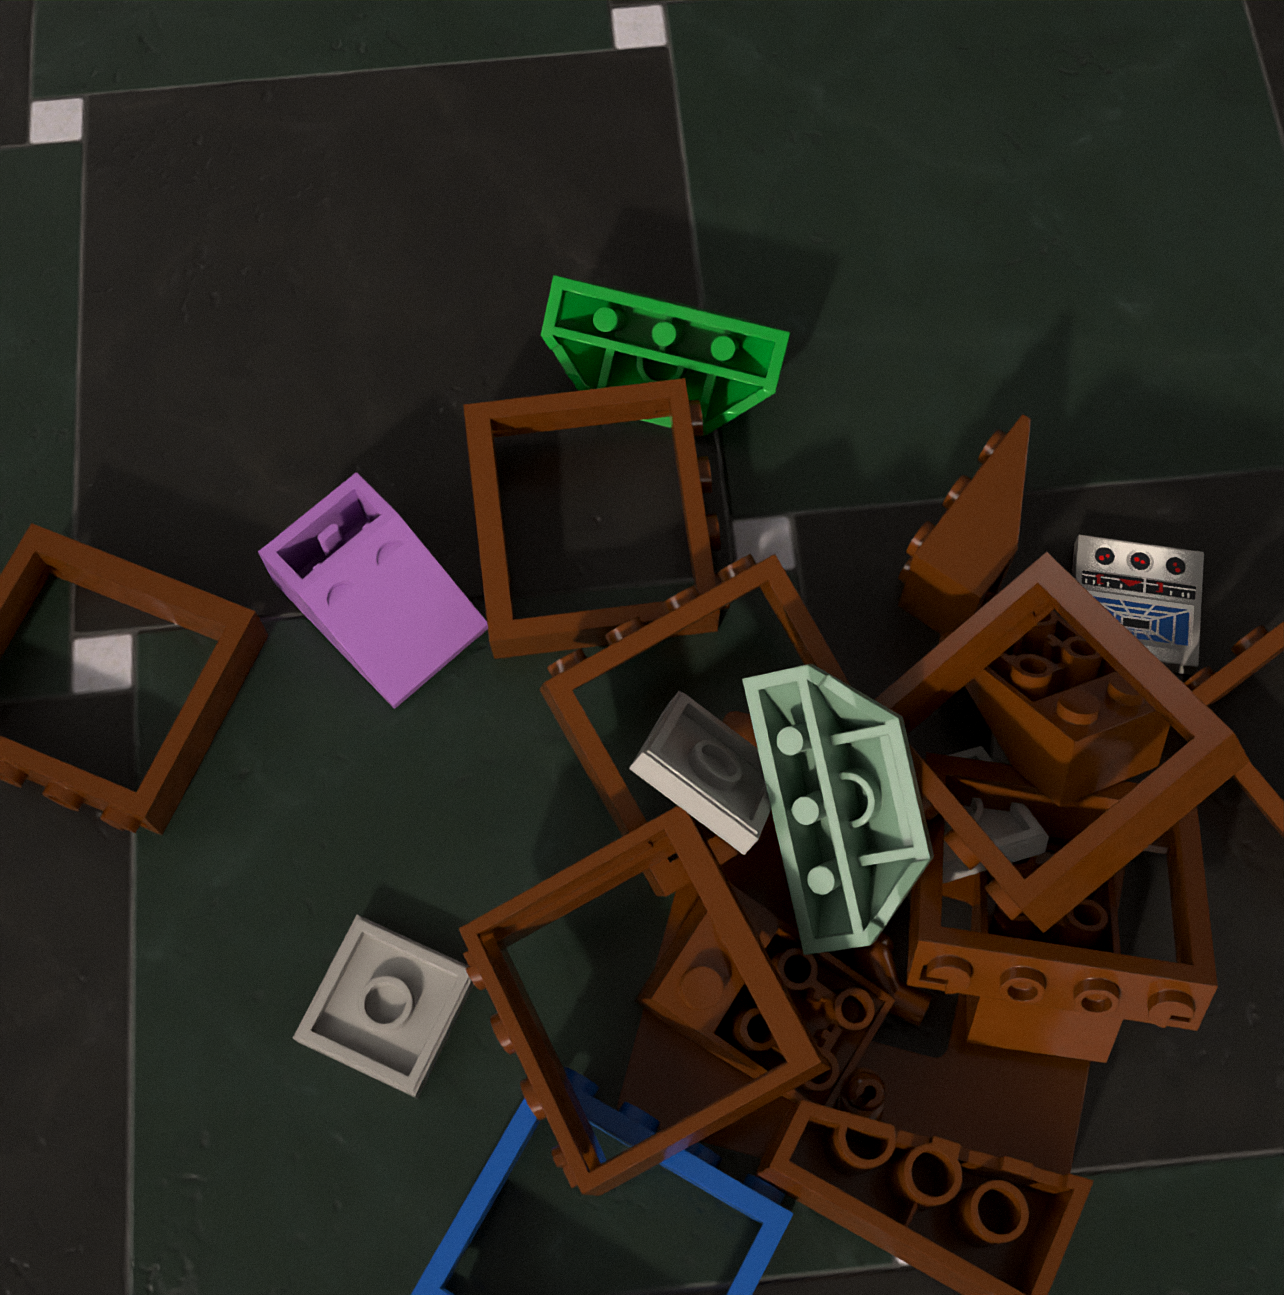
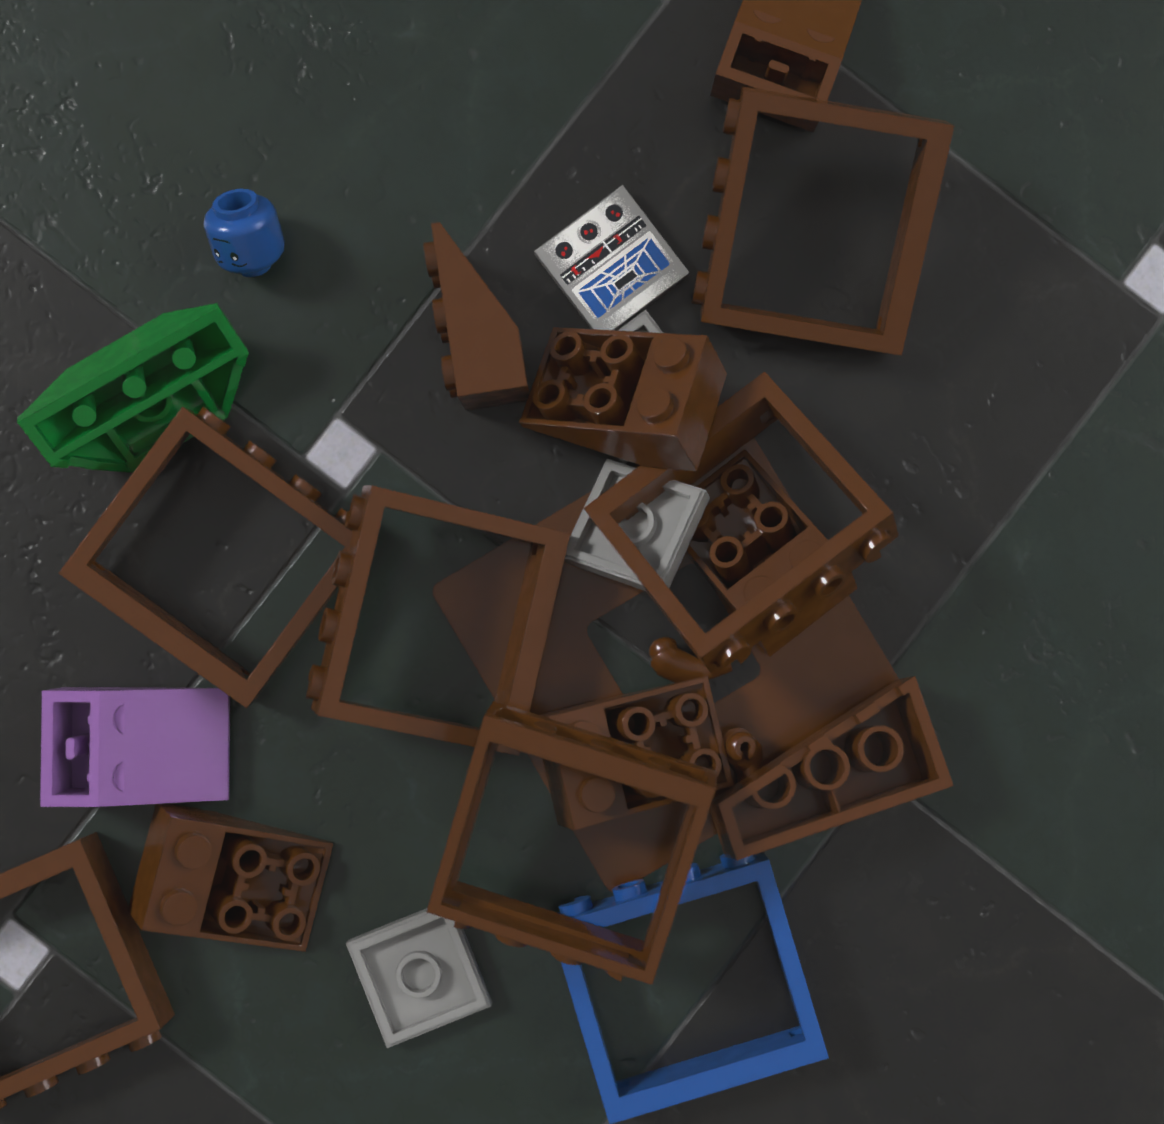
camera: 50 degrees left, 20 degrees up
(328, 769) = (228, 879): none -> reddish brown slope
(706, 771) = (476, 671): light grey tile -> none
(839, 803) = (571, 613): sand green wedge -> none
(859, 316) = (244, 232): none -> blue head
(1132, 822) = (767, 378): reddish brown window -> none

